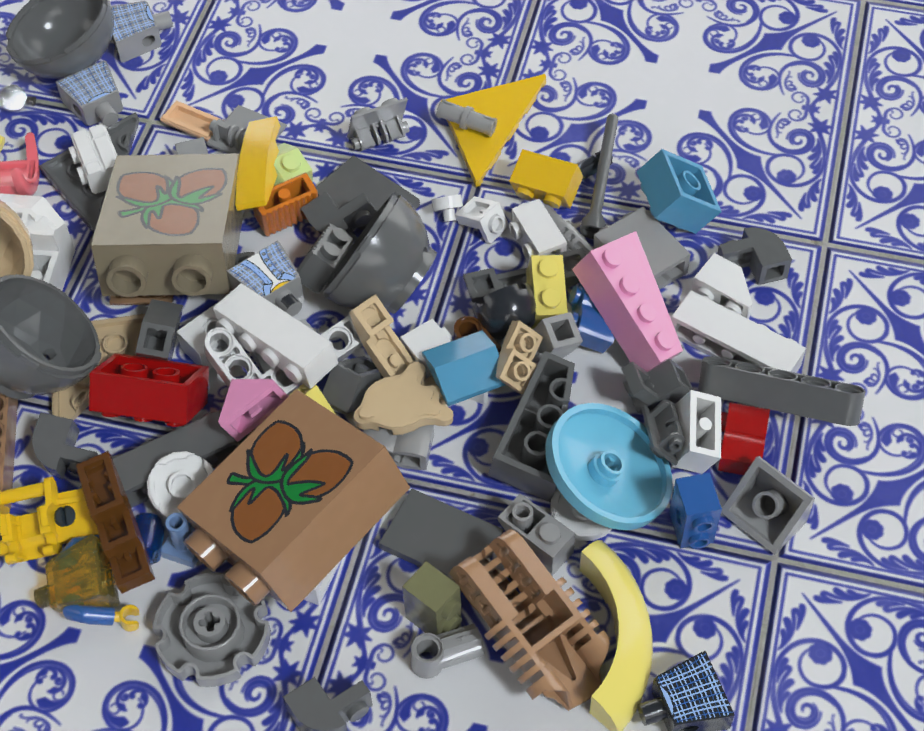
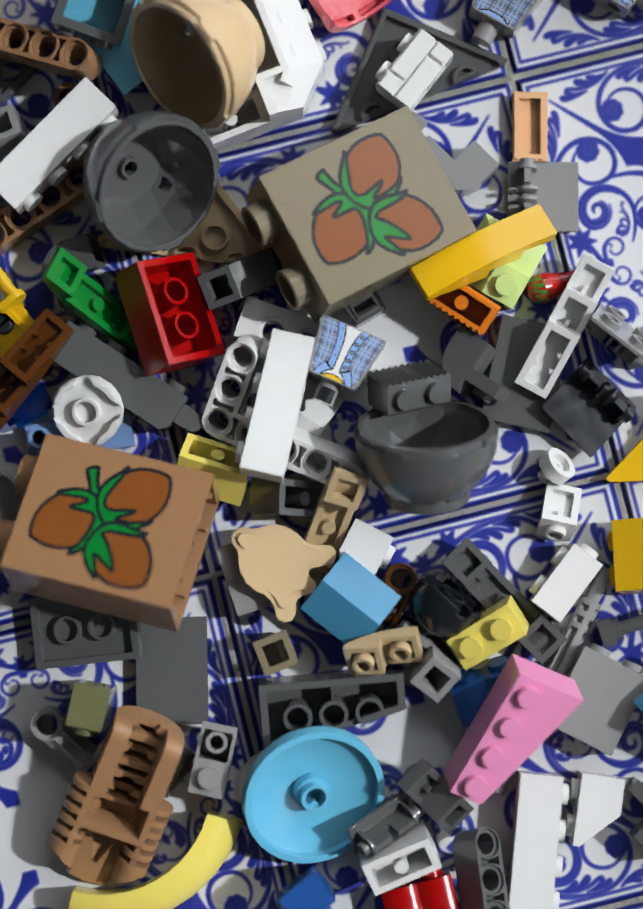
camera: 60 degrees right, 30 degrees up
(100, 439) = (87, 298): none -> green slope
(249, 404) = (189, 427): bright pink slope -> none
(314, 150) = (547, 286): none -> red piece
(347, 151) = (565, 325): none -> white slope
(363, 586) = (80, 636): none -> dark grey plate
(416, 166) = (589, 407): none -> black hinge
(473, 443) = (275, 652): none -> dark tan brick

